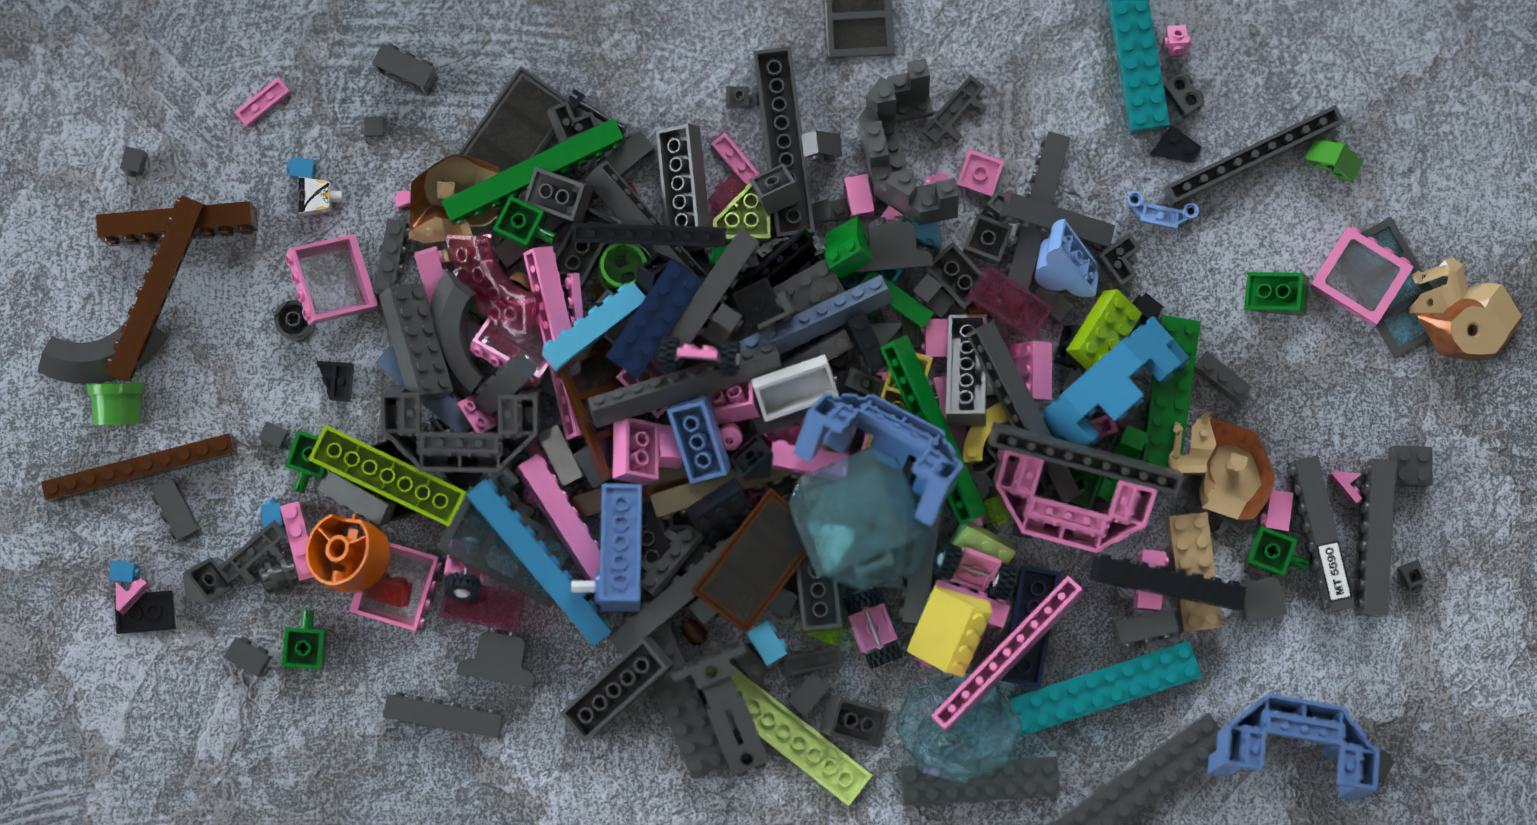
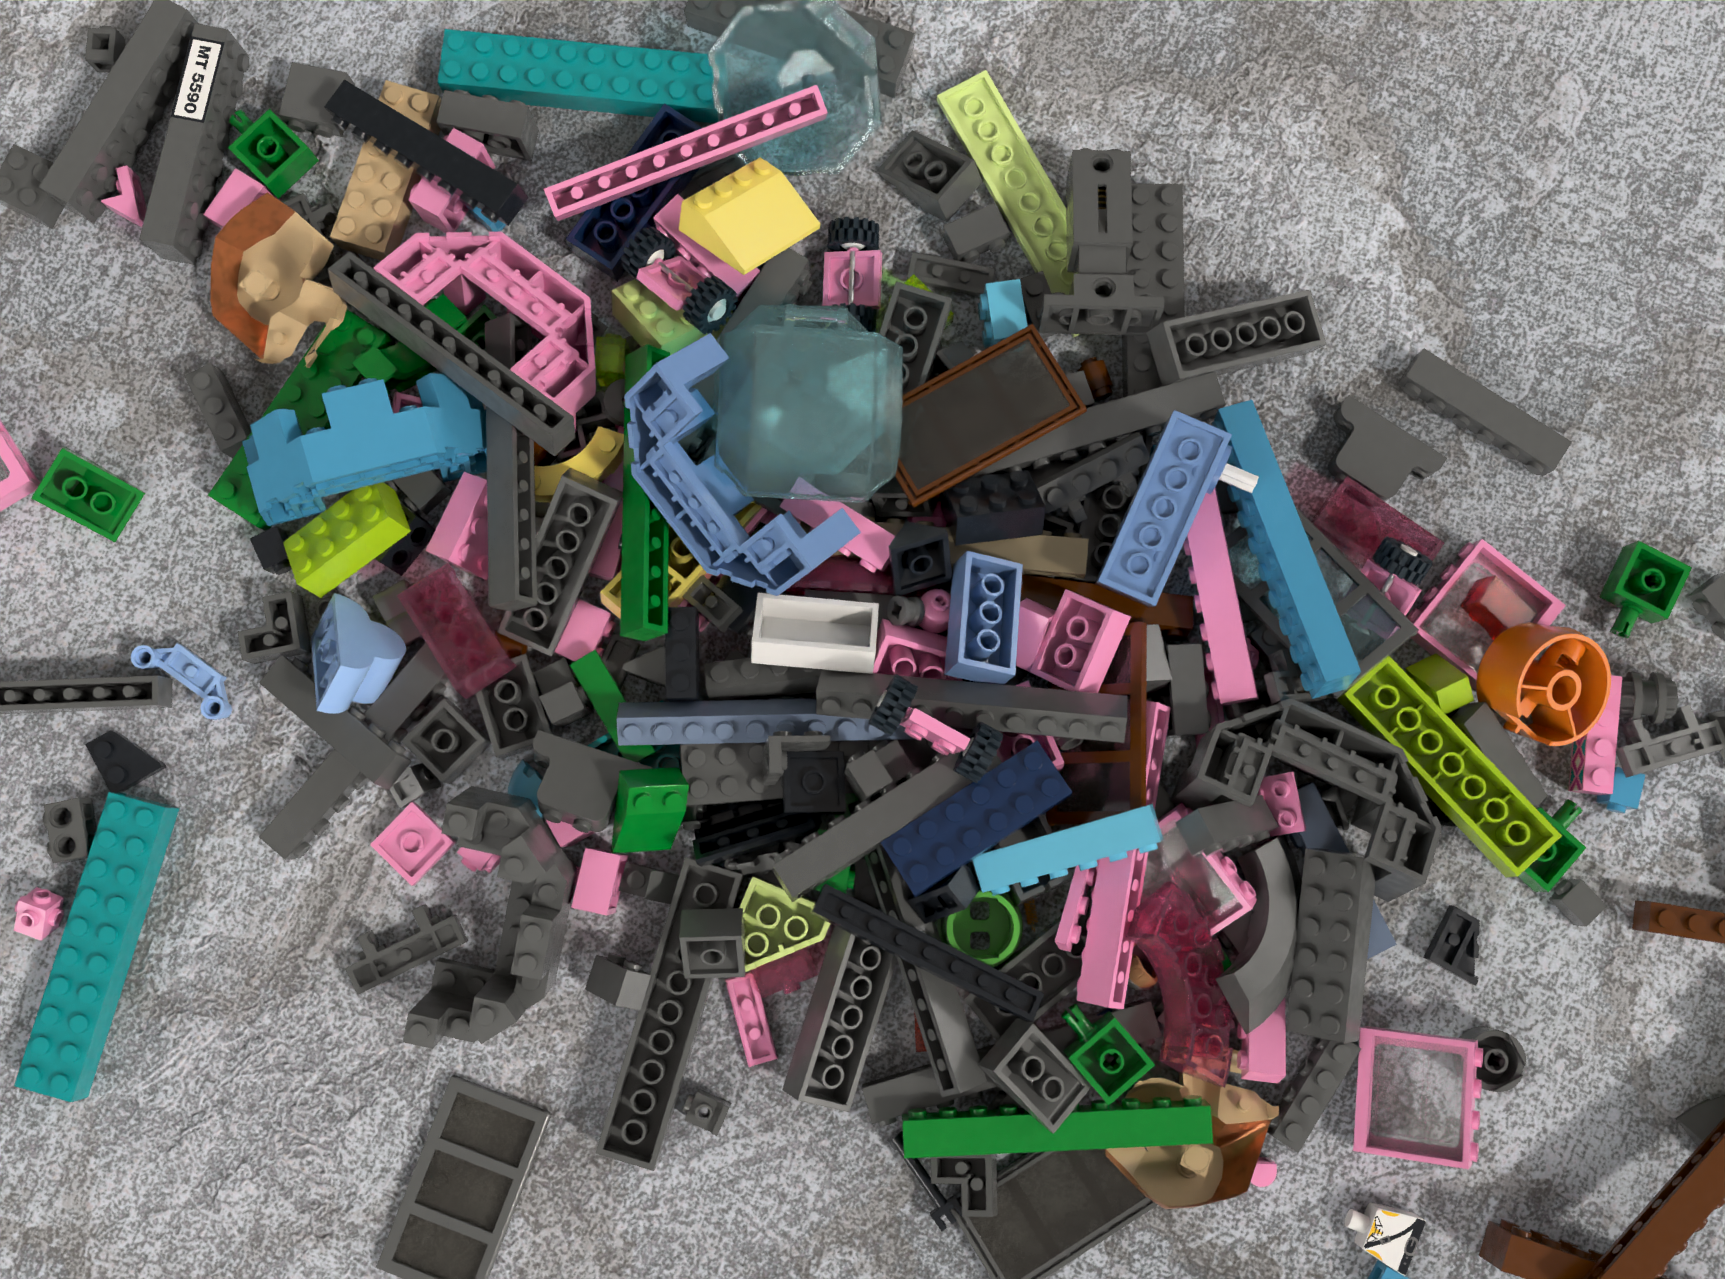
camera: 155 degrees left, 0 degrees up
(408, 528) = (1441, 682): none -> lime brick
(747, 426) = (906, 611): none -> dark grey wheel

